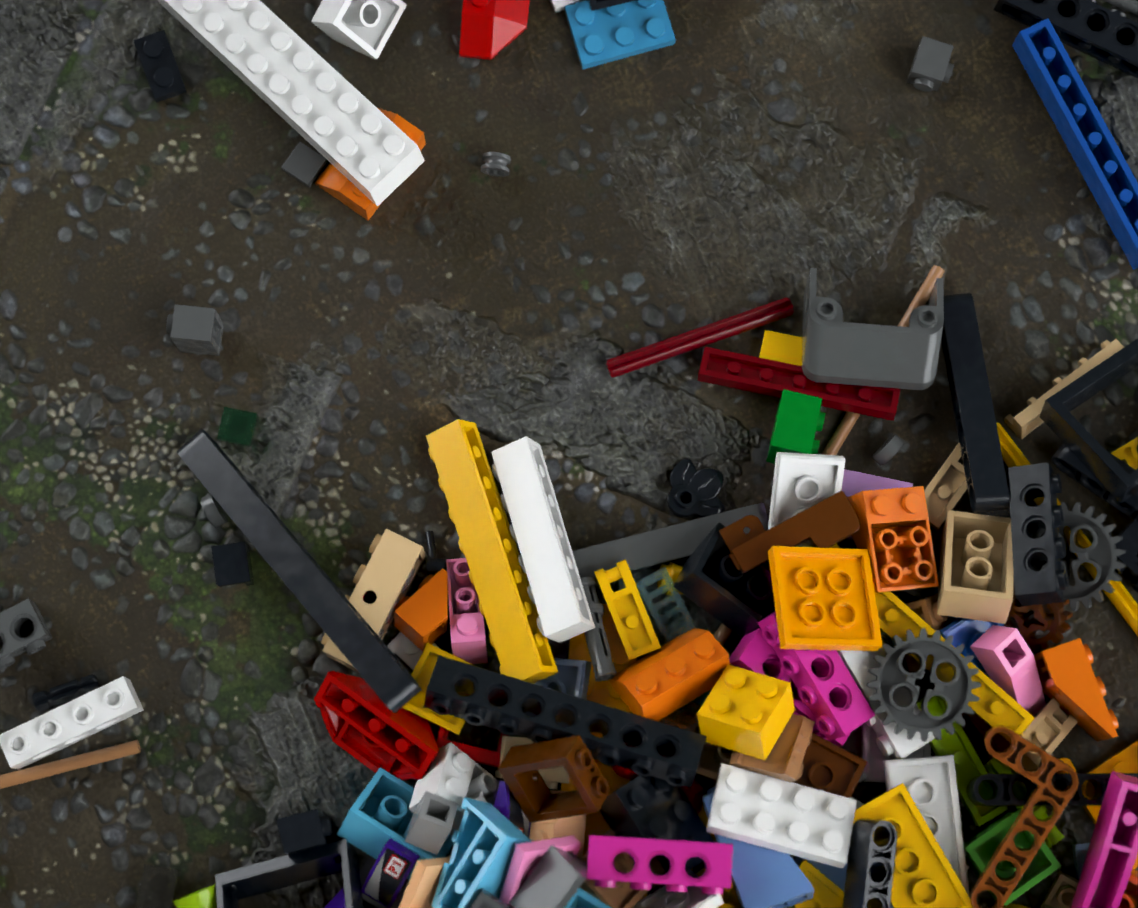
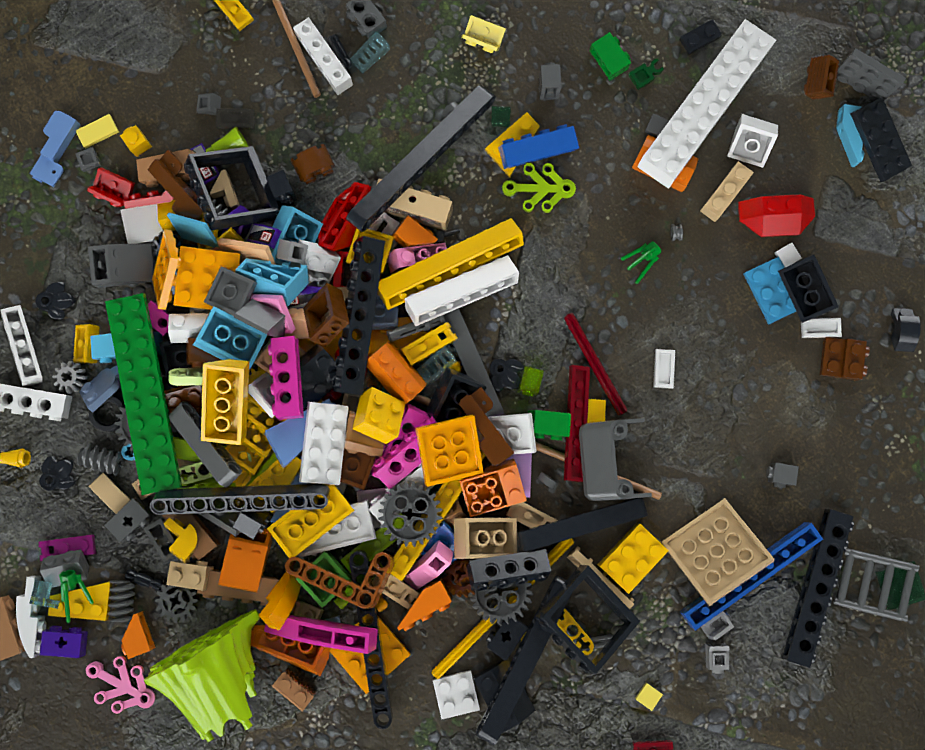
camera: 85 degrees right, 5 degrees up
(61, 614) = (376, 37): none -> clear light blue slope
(85, 431) = (484, 34): none -> light yellow bracket
(166, 221) = (610, 56): none -> green brick
(209, 171) = (644, 75): none -> dark green plate
(232, 564) = (421, 125): black panel -> none
(268, 768) = (313, 163): none -> reddish brown brick
(290, 413) = (521, 127): none -> yellow wing
(308, 368) = (538, 147): none -> blue brick
(379, 376) = (541, 187): none -> lime plant
(440, 69) = (726, 191): none -> tan brick
(524, 214) = (649, 252): none -> green plant
(715, 449) = (531, 381): none -> clear neon green brick
(725, 225) = (664, 368): none -> white tile
(1037, 329) = (632, 557): none -> yellow brick
(1046, 189) = (717, 552): none -> tan plate

